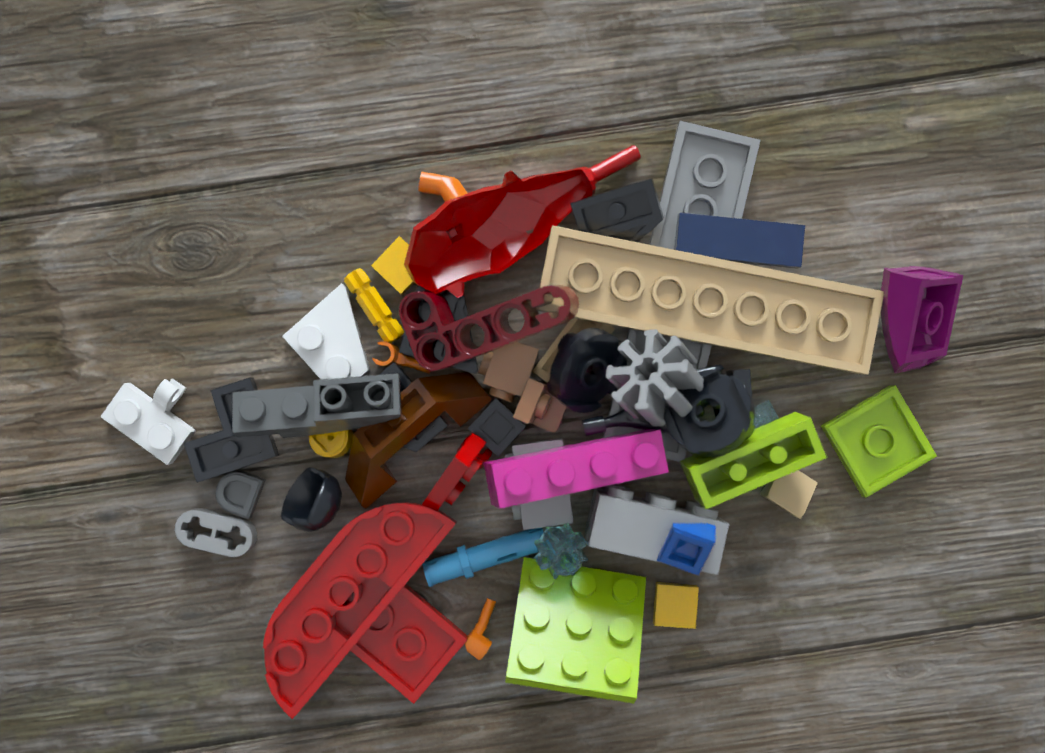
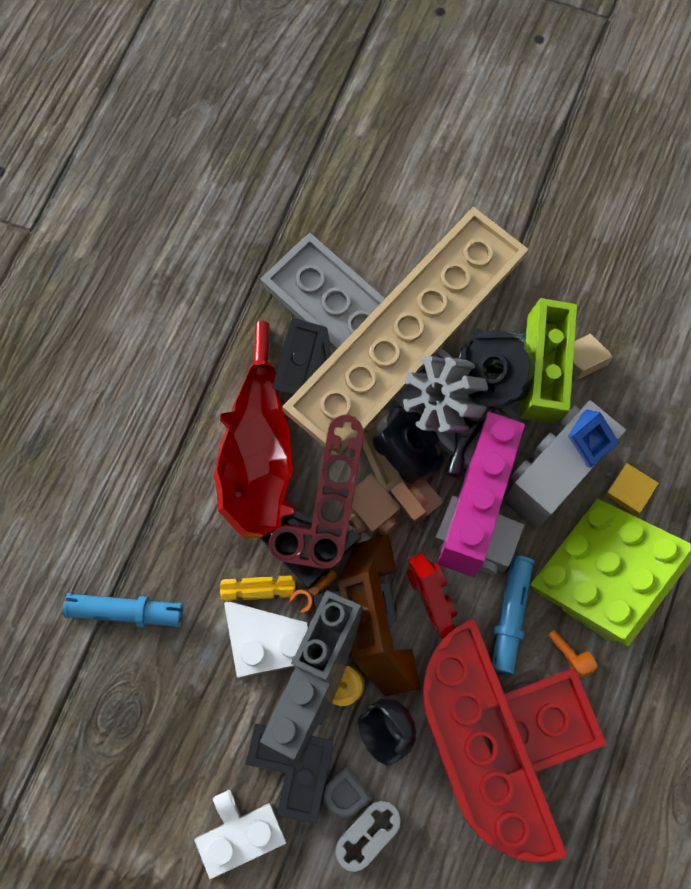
camera: 60 degrees left, 15 degrees down
(287, 208) = (124, 610): none -> dark azure pin
(391, 266) = (237, 551): yellow tile -> none
(441, 185) = (195, 481): orange arm -> none
(497, 427) = (412, 541): black plate -> none
(560, 550) = (541, 546): clear light blue gear -> none
(741, 240) = (375, 283): dark blue tile -> none
(878, 441) = (582, 273): lime tile -> none
(918, 314) = (503, 196): magenta slope -> none

